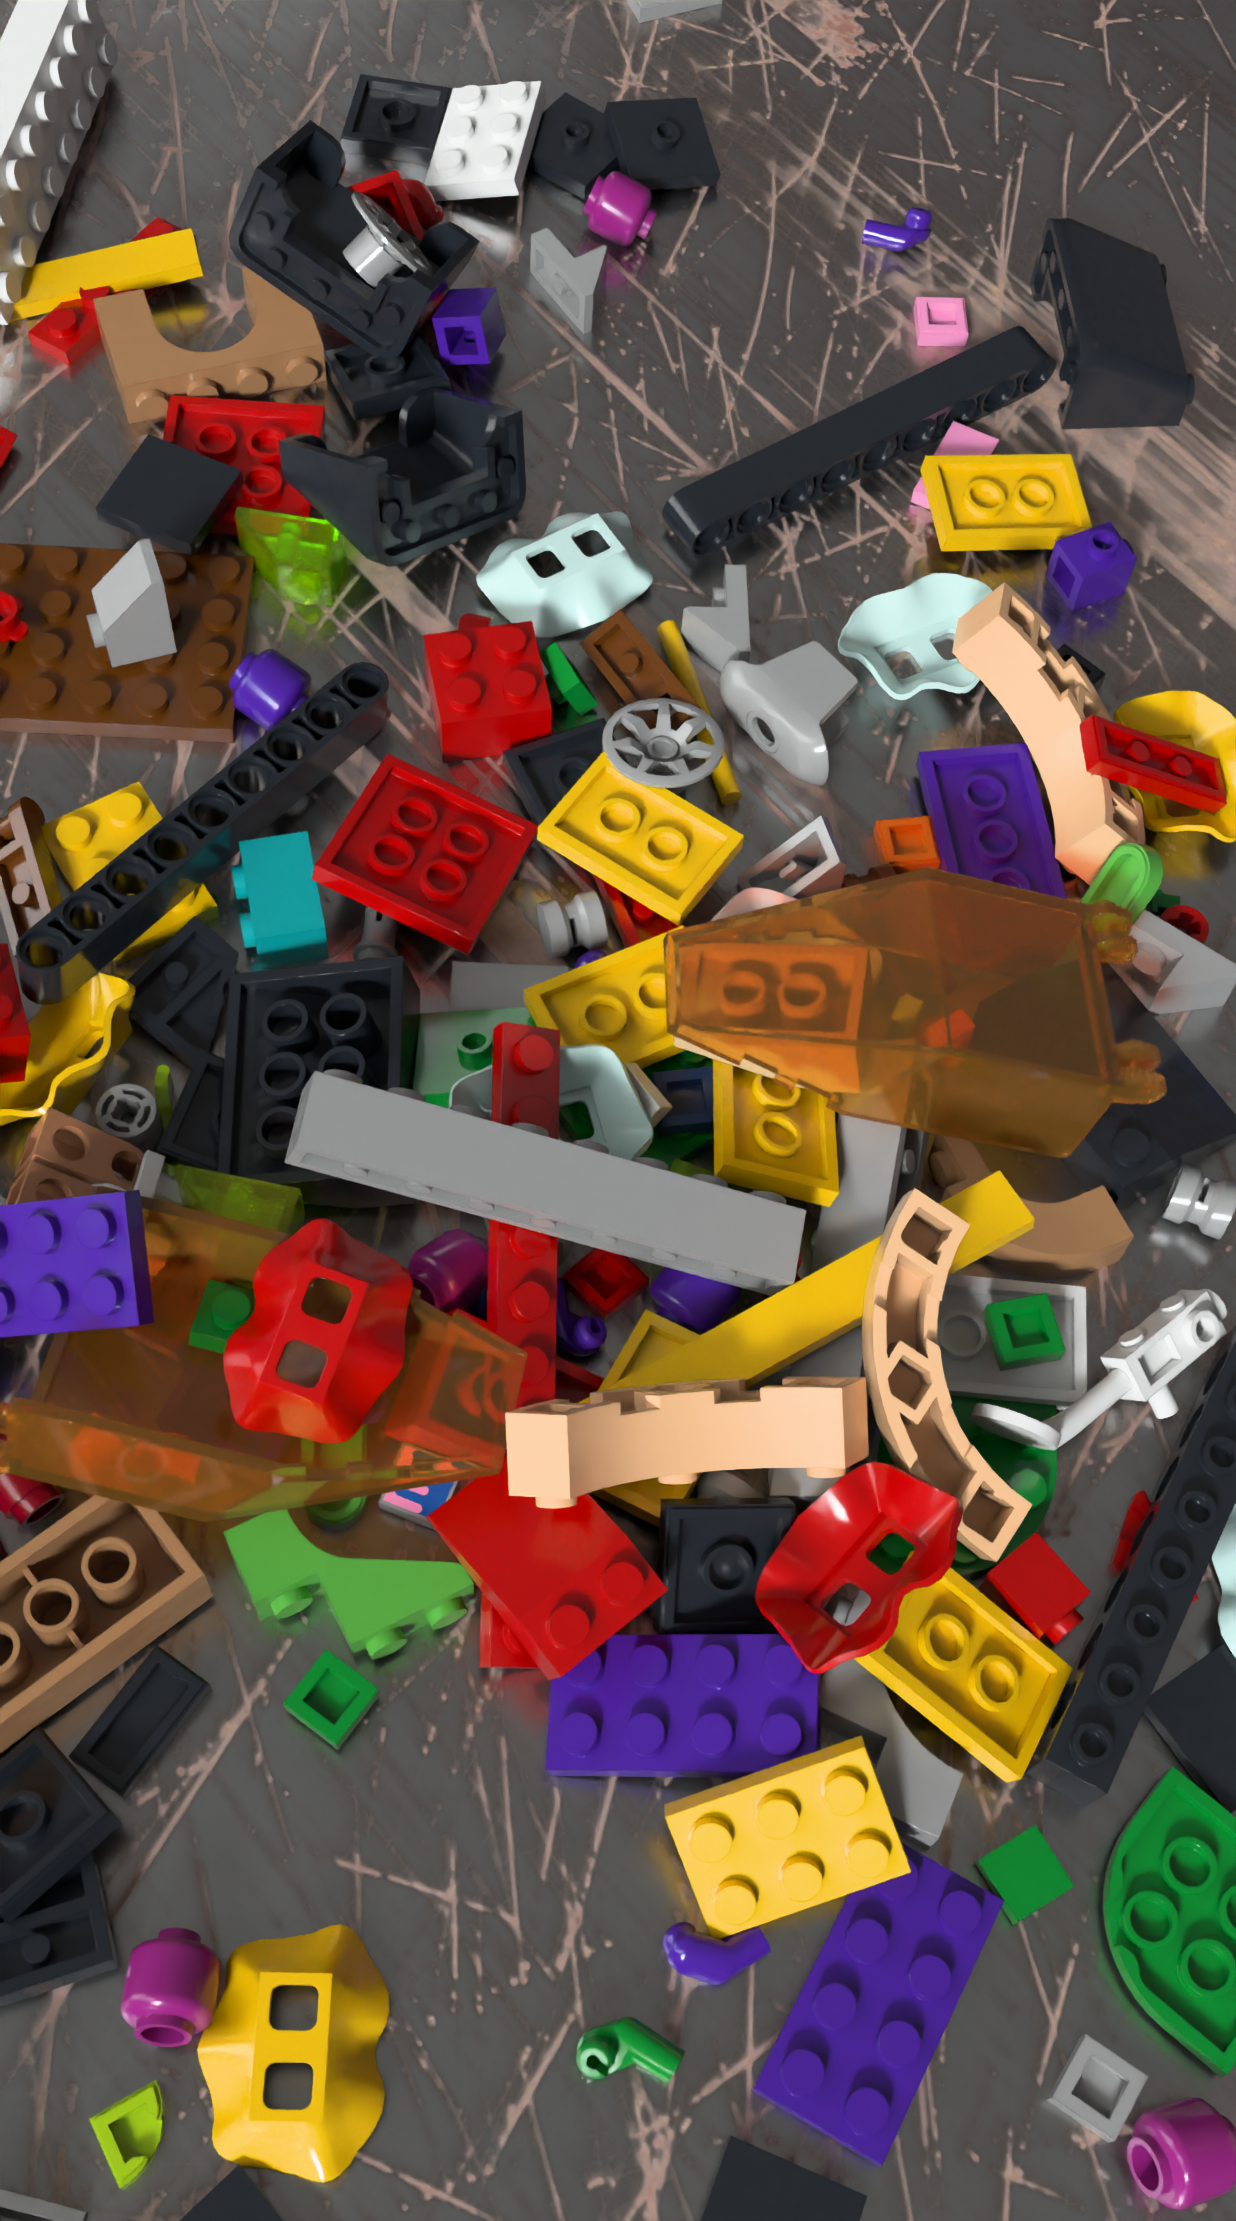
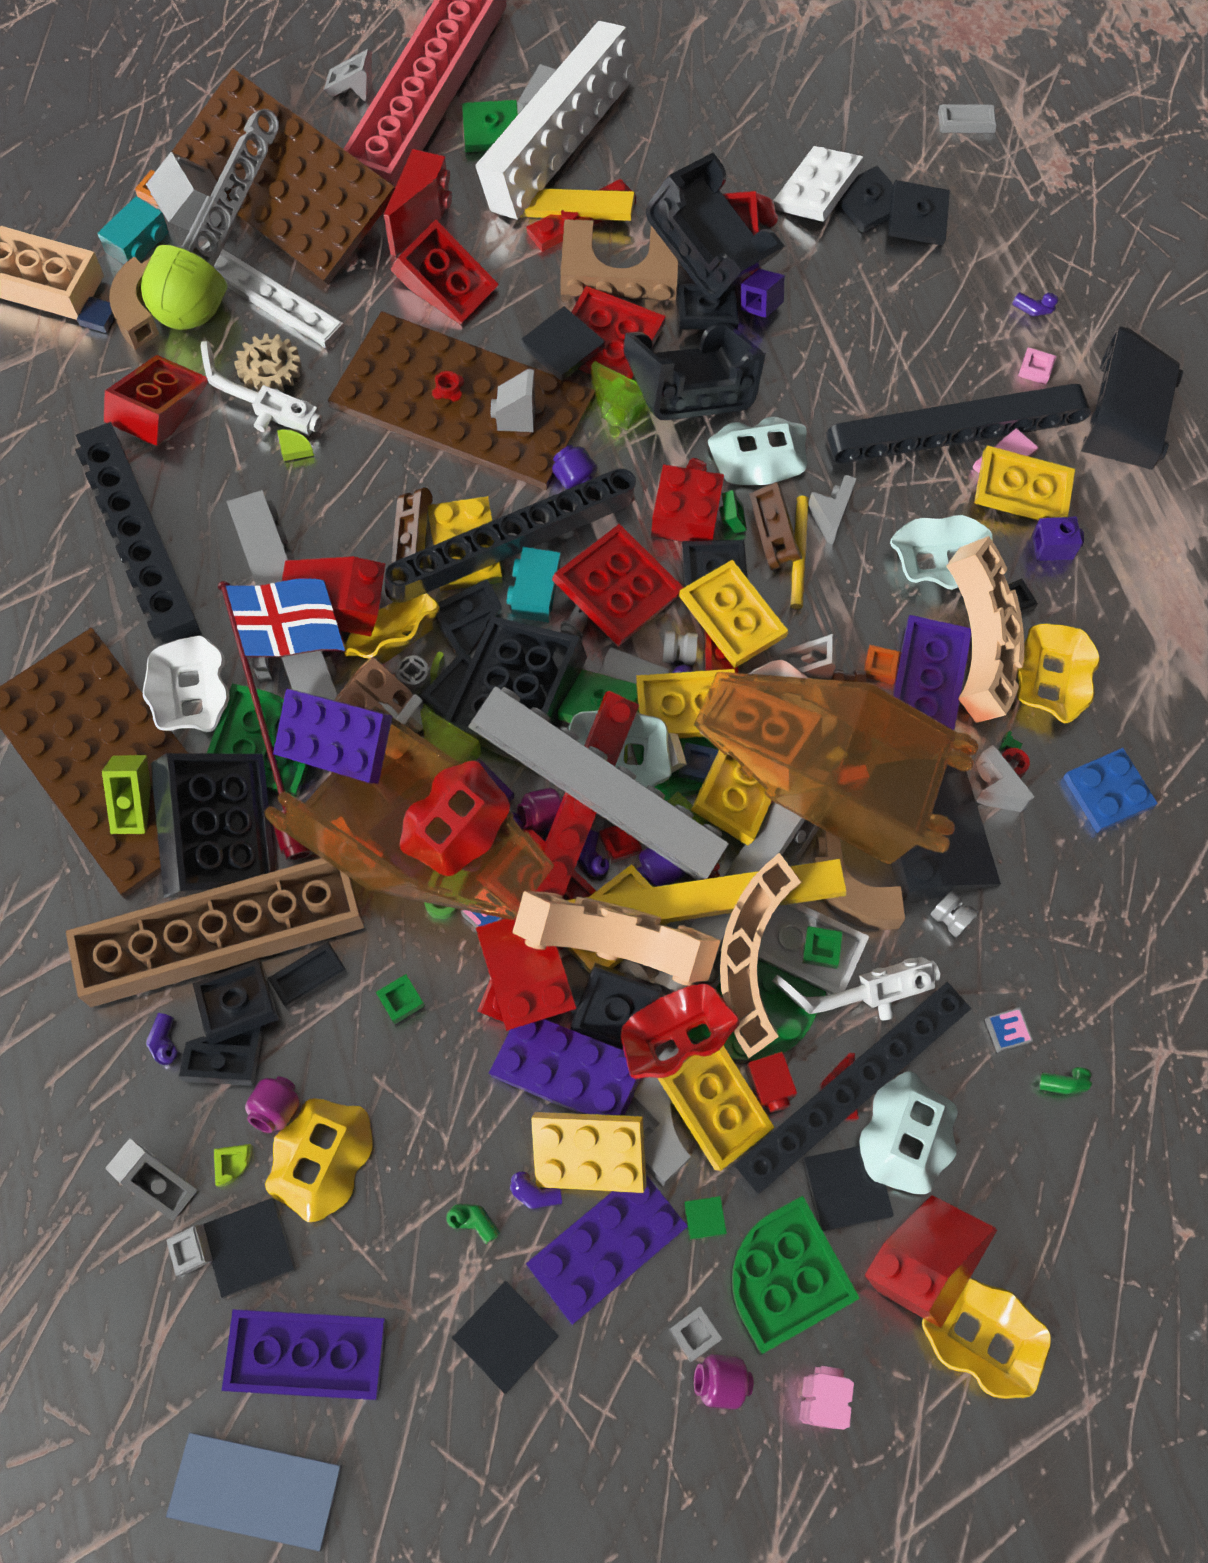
camera: 25 degrees right, 5 degrees up
(220, 1314) = (415, 789): green plate -> none
(369, 1598) = (436, 958): bright green arch -> none
(377, 250) = (725, 235): light grey wheel -> none
(395, 119) = (774, 155): black tile -> none
(570, 281) = (833, 282): light grey slope -> none
(619, 209) = (877, 246): magenta head -> none
(661, 752) = (766, 569): light grey wheel -> none
(791, 706) = (849, 566): light grey piece -> none
(1128, 878) = (988, 727): bright green tile -> none
(1152, 764) = (1034, 665): red tile -> none

